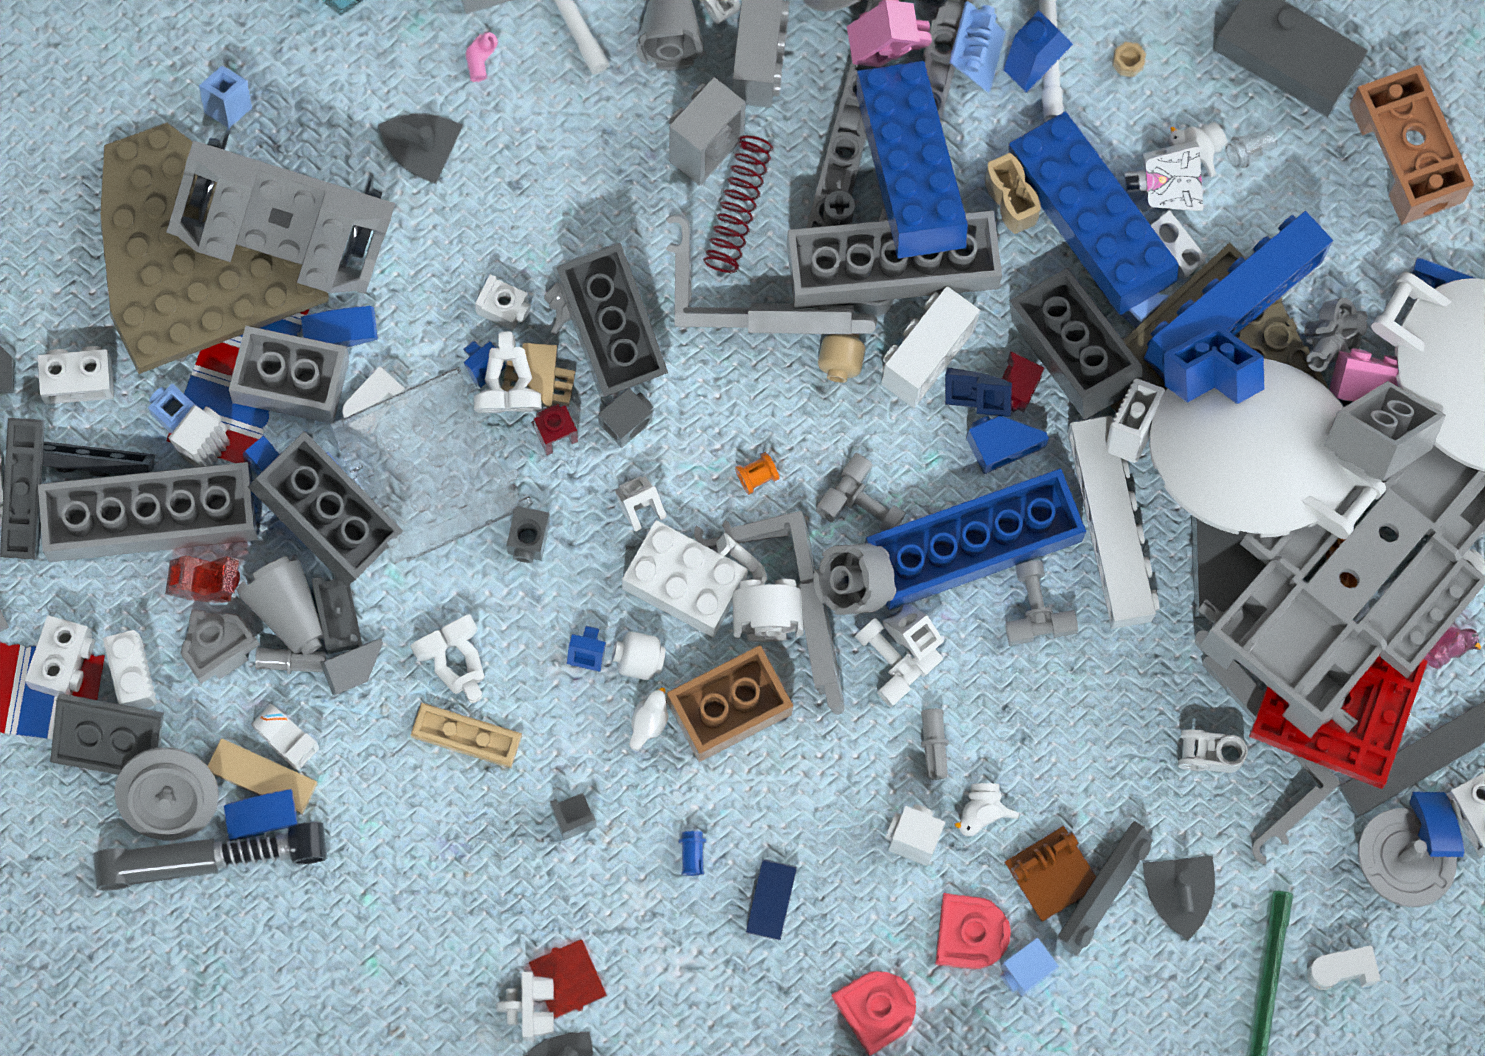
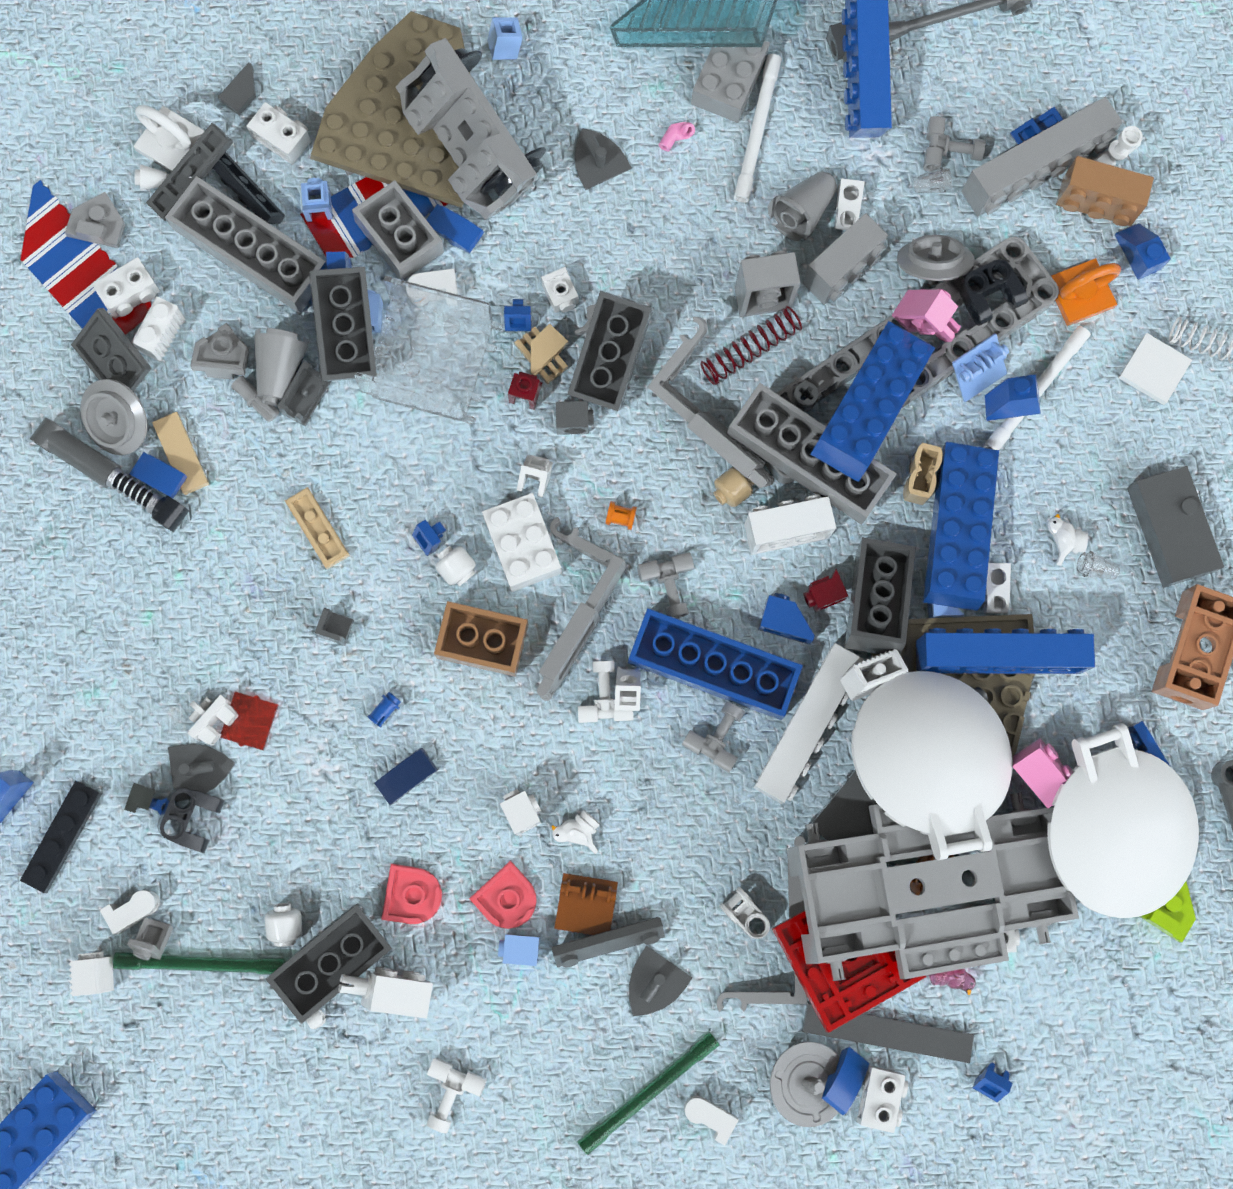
camera: 40 degrees right, 5 degrees up
(200, 437) = (314, 225): white brick -> none
(203, 579) = (245, 309): clear red brick -> none
(285, 737) = (212, 441): white leg -> none
(351, 667) = (285, 432): tile -> none
(451, 635) = (361, 464): white piece -> none
(516, 399) = (516, 352): white piece -> none
(524, 520) = (454, 428): dark grey brick -> none
(649, 719) = (426, 608): white animal -> none
(726, 544) = (569, 558): white piece -> none
(767, 610) = (551, 602): white brick -> none
(855, 578) = (617, 627): light grey brick -> none
(934, 743) = (584, 766): light grey axle -> none
(978, 390) = (796, 575): dark blue slope -> none
(1129, 59) = (1068, 451): tan tile -> none
(1170, 177) = (1028, 544): white torso -> none
(1211, 362) = (949, 678): blue brick -> none
(1337, 330) = (1049, 723): light grey pin -> none
(1384, 431) = (1021, 813): light grey brick -> none

